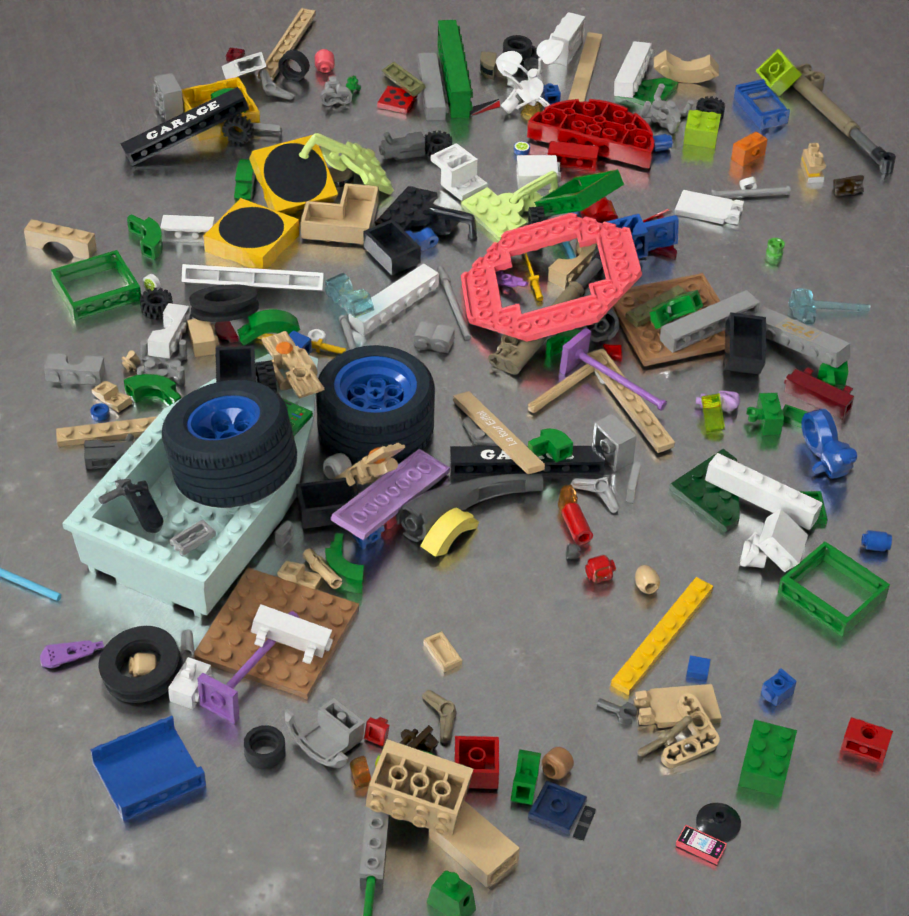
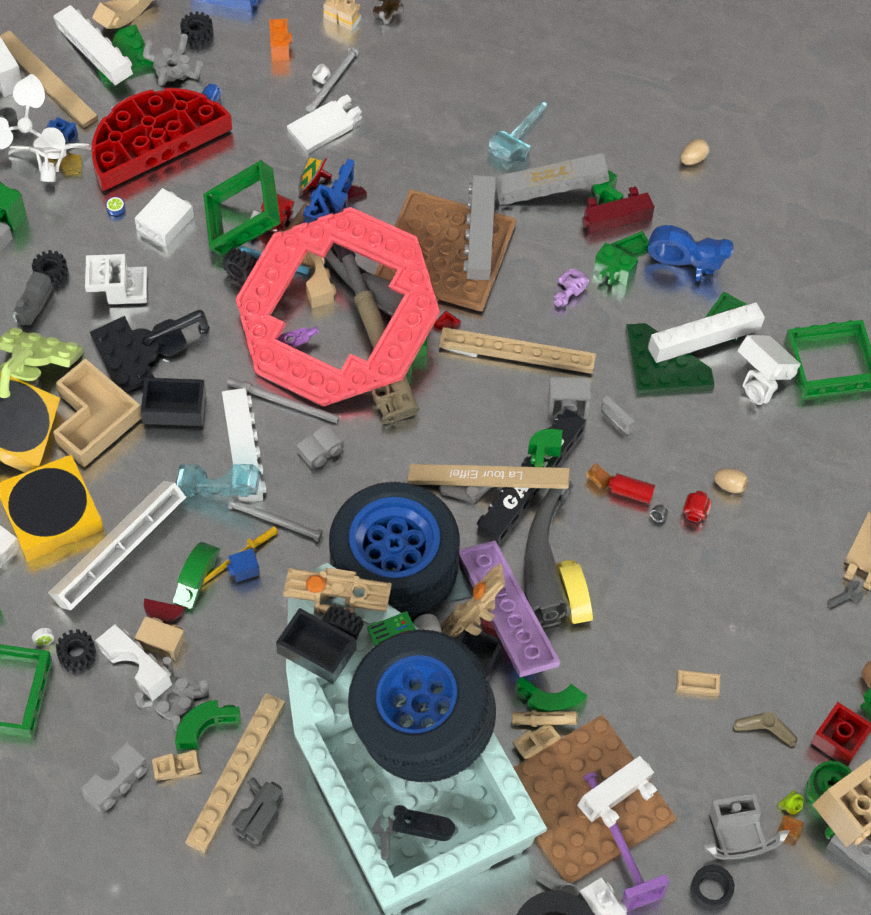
camera: 55 degrees left, 15 degrees up
(100, 412) = (189, 788): blue tile -> none
(131, 361) = (143, 725): tan plate -> none
(194, 540) = (492, 824): light grey tile -> none
(224, 303) = (150, 609): black tyre -> none
(316, 334) = (236, 541): white tile -> none
(377, 730) = (757, 785): red tile -> none
(424, 739) = (788, 768): dark brown hips -> none
(425, 238) = (178, 367): blue leg -> none
(485, 107) = (25, 188): sticker -> none
(504, 211) = (191, 281): yellowish green plate -> none
(534, 280) = (308, 319): yellow sword -> none
(560, 388) = (460, 390): tan axle -> none
(575, 155) = (167, 173): red brick -> none
(576, 351) = (438, 351): medium lavender tile -> none
(599, 486) = (605, 442): light grey piece -> none
(641, 315) = (427, 239): olive plate -> none
(661, 636) = (793, 511): yellow plate -> none
(675, 308) = (448, 241): green arch -> none
(698, 667) = (843, 508): blue tile -> none
(702, 128) = (220, 53): lime brick -> none
(713, 413) = (584, 302): clear neon green tile -> none
(745, 343) = (530, 222): black piece -> none
(775, 248) = (418, 110): bright green wheel -> none
(876, 540) = (805, 293): blue brick -> none

